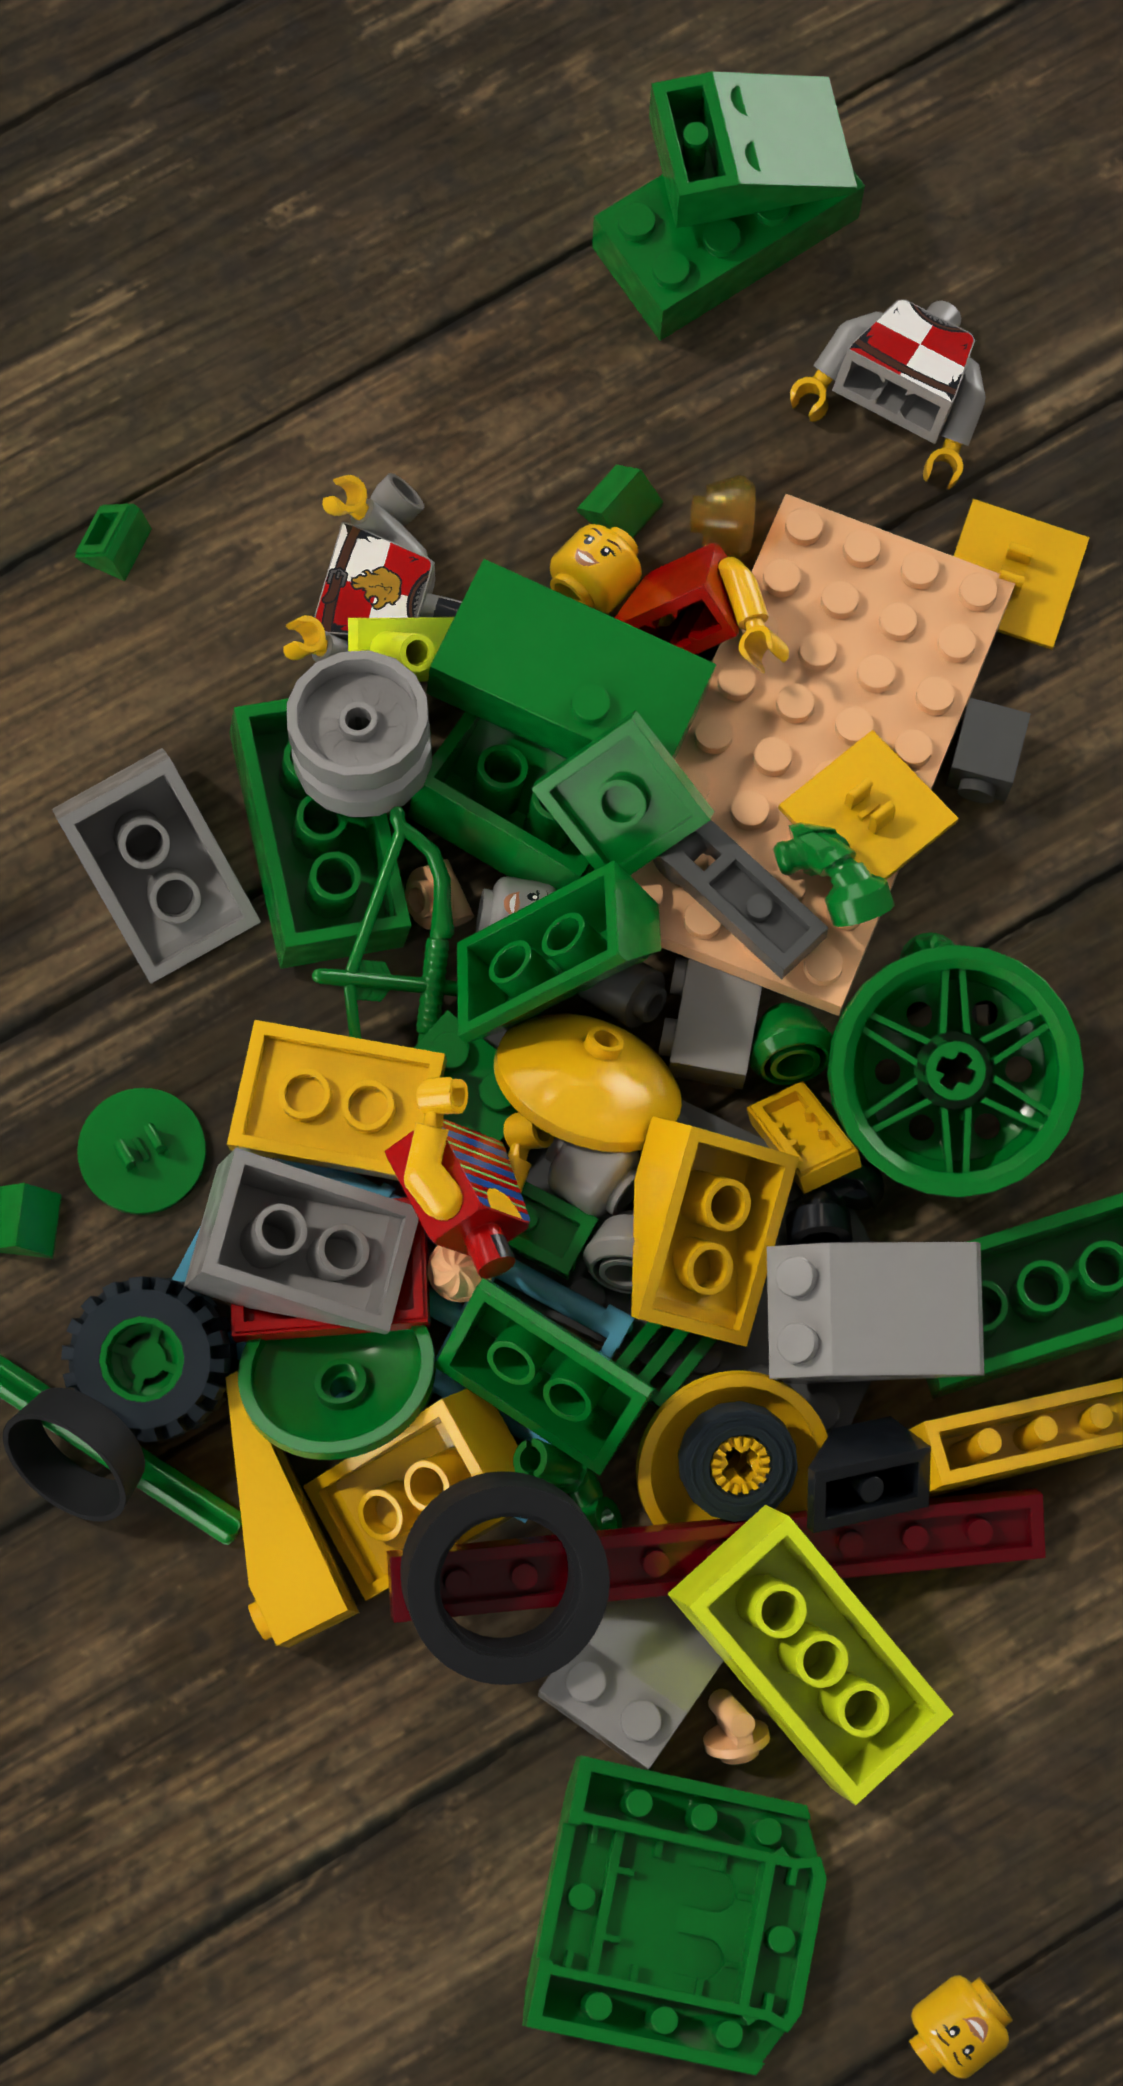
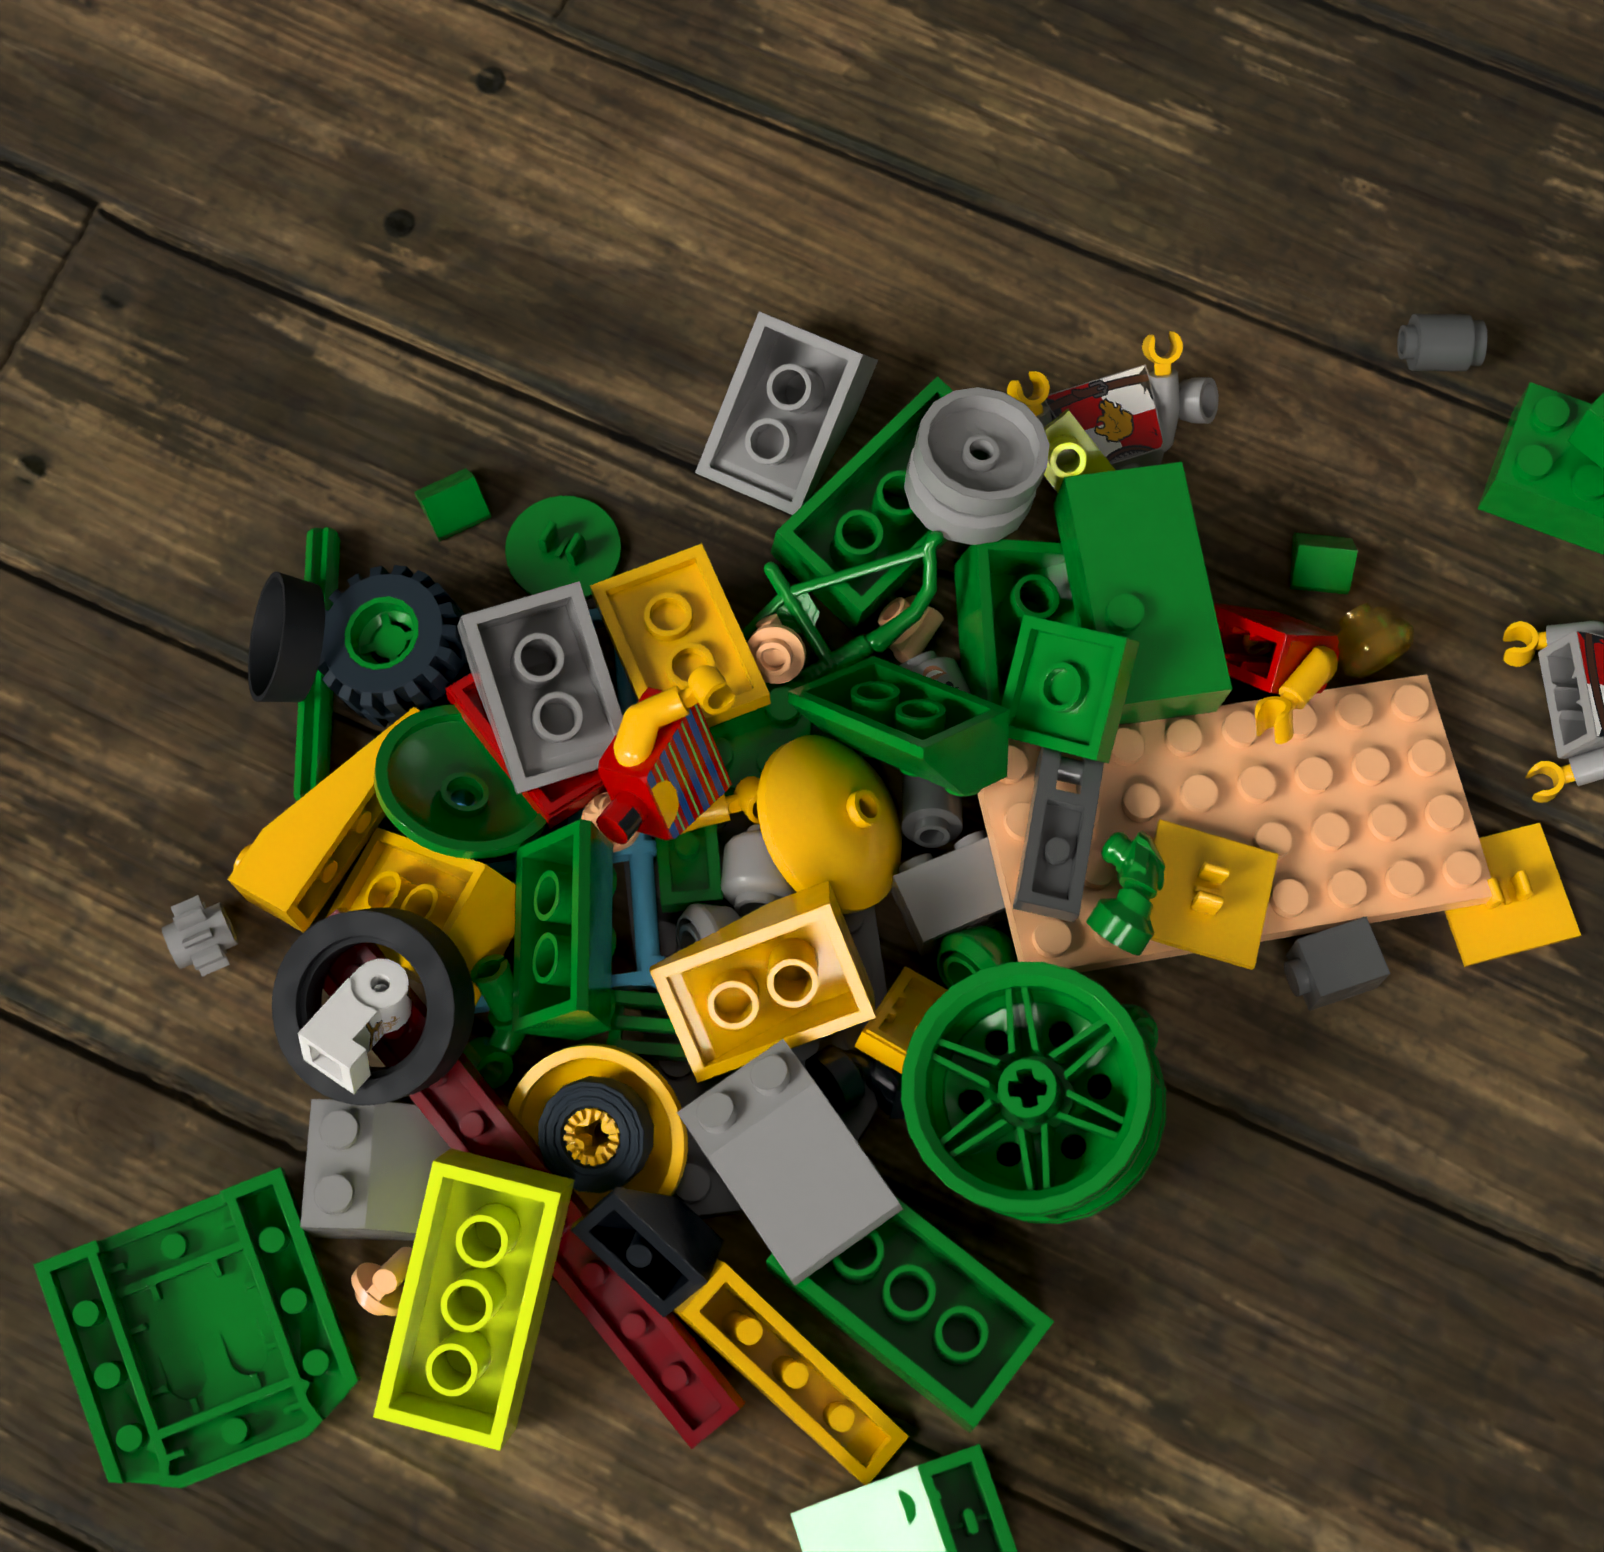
camera: 60 degrees right, 5 degrees down
(114, 539) = (1016, 234): green slope -> none
(305, 1705) = (199, 935): none -> light grey gear
(397, 1020) = (777, 650): none -> light nougat plate
(492, 256) = (1442, 342): none -> dark grey brick
(508, 1580) = (354, 1020): none -> white leg
(597, 567) = (1252, 571): yellow head -> none

